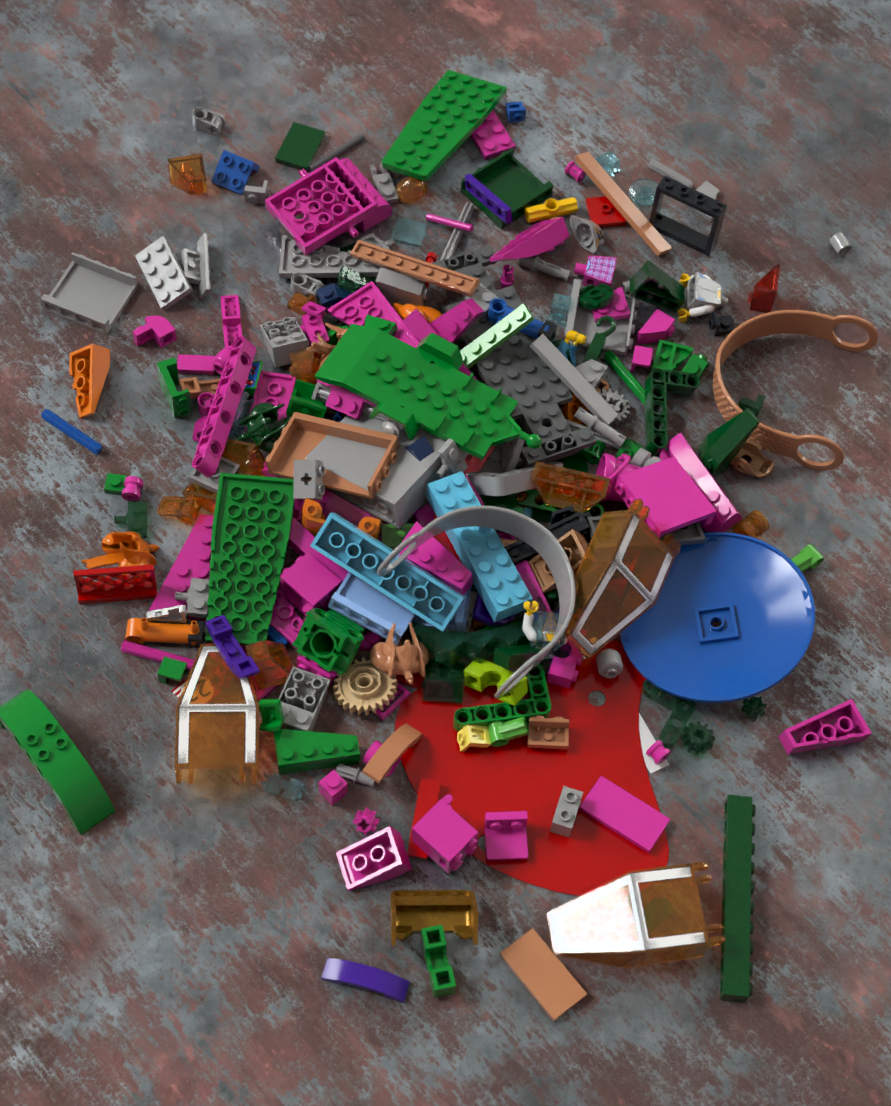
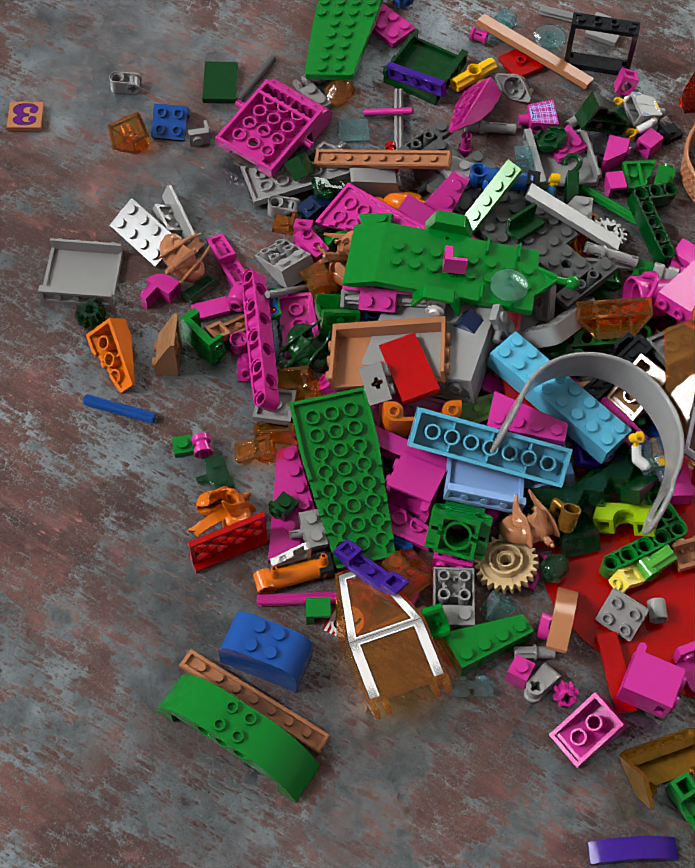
camera: 15 degrees left, 0 degrees up
(81, 334) = (90, 314): none -> clear green gear
(82, 734) = (295, 725): none -> nougat tile
(100, 127) = (25, 116): none -> nougat tile
(108, 692) = (266, 650): none -> blue brick
(138, 390) = (168, 349): none -> medium nougat slope
(180, 567) = (283, 506): none -> dark green bracket
(183, 309) = (182, 258): none -> nougat hair
(193, 342) = (200, 289): none -> clear green tile
(268, 368) = (286, 291): none -> light grey bar
(335, 252) = (300, 166): none -> dark green panel
(339, 722) = (497, 607): none -> clear light blue panel
(344, 475) = (409, 368): none -> red tile
(348, 804) = (542, 681): none -> light grey piece
(408, 705) = (554, 568): none -> clear green head
(423, 388) = (453, 264): none -> dark pink panel
(437, 657) = (568, 516): none -> pearl gold piece
(452, 767) = (622, 614): none -> light grey bracket
(466, 430) = (506, 290): none -> clear light blue dish
(488, 775) = (657, 610): none -> light grey beam
(520, 371) = (524, 224): none -> dark green panel
(695, 329) = (649, 143): none -> dark pink brick
(703, 256) = (626, 76): none -> dark pink brick

